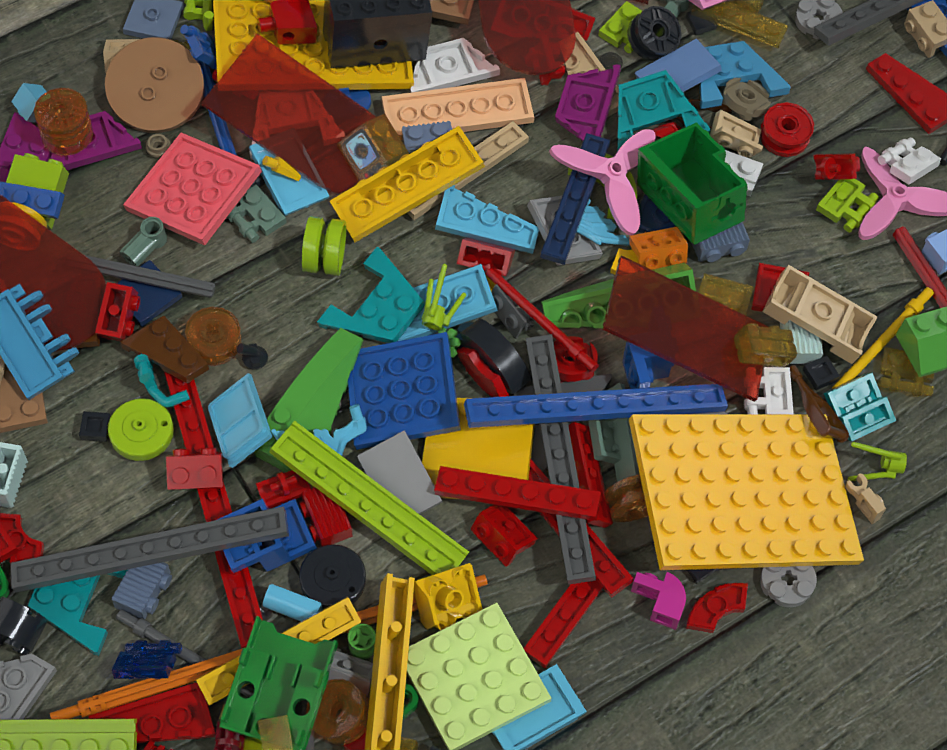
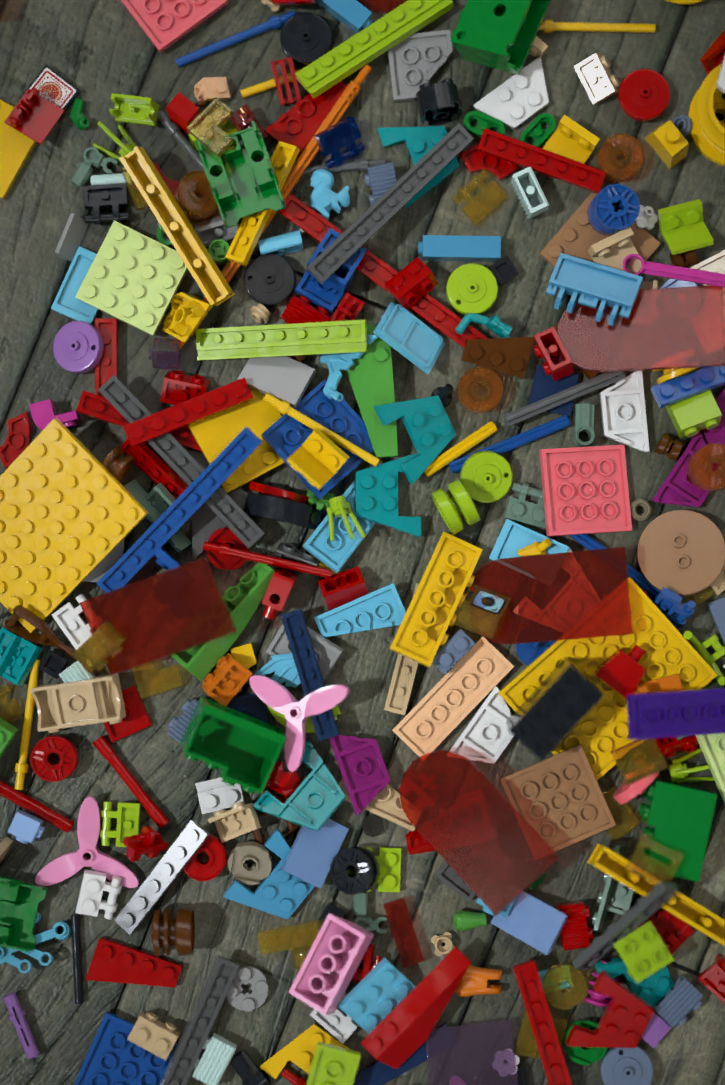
camera: 145 degrees right, 25 degrees up
(55, 506) = (484, 202): none -> clear yellow plate
(84, 173) = (664, 444): none -> reddish brown wheel
(100, 225) = (625, 412): none -> white wing
(118, 474) = (460, 248): none -> dark azure brick
(210, 620) = (325, 199): none -> medium azure animal
(227, 275) = (518, 440): none -> blue axle
(272, 259) = (486, 476): none -> lime wheel
(276, 302) = (460, 448): none -> yellow axle
(291, 334) = (427, 427): none -> teal wing
(369, 552) = (260, 313): none -> tan plate
(415, 433) = (284, 408): none -> yellow bar
(422, 361) = (318, 459): none -> yellow bracket
(497, 577) = (165, 353): none -> brick
(549, 283) = (282, 585): none -> red torso
(585, 648) = (78, 347): none -> medium lavender wheel
(807, 194) = (152, 809): none -> red piece
(837, 132) = (162, 877): none -> plate
(856, 84) = (173, 931): none -> reddish brown wheel
(877, 279) = (41, 758): none -> red wheel

